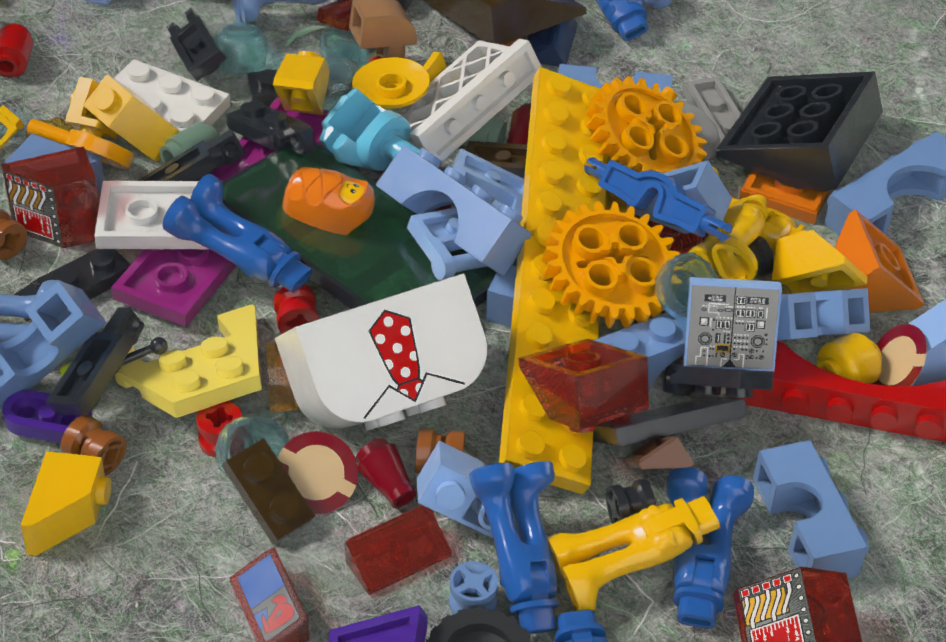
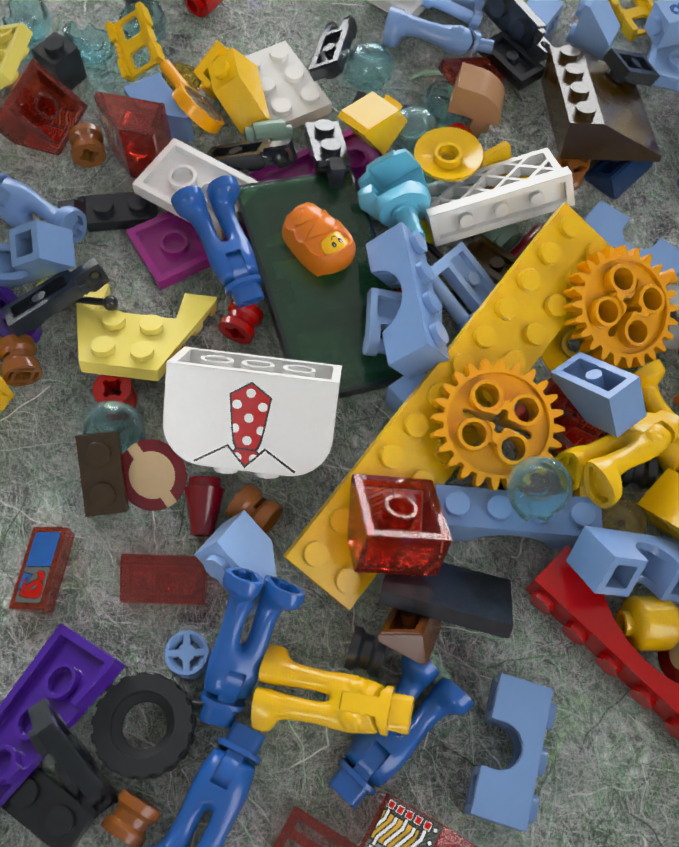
camera: 30 degrees right, 20 degrees up
(671, 204) = (580, 401): blue piece -> none
(708, 381) = (515, 583): black hinge -> none
(732, 324) = (552, 549): tile -> none

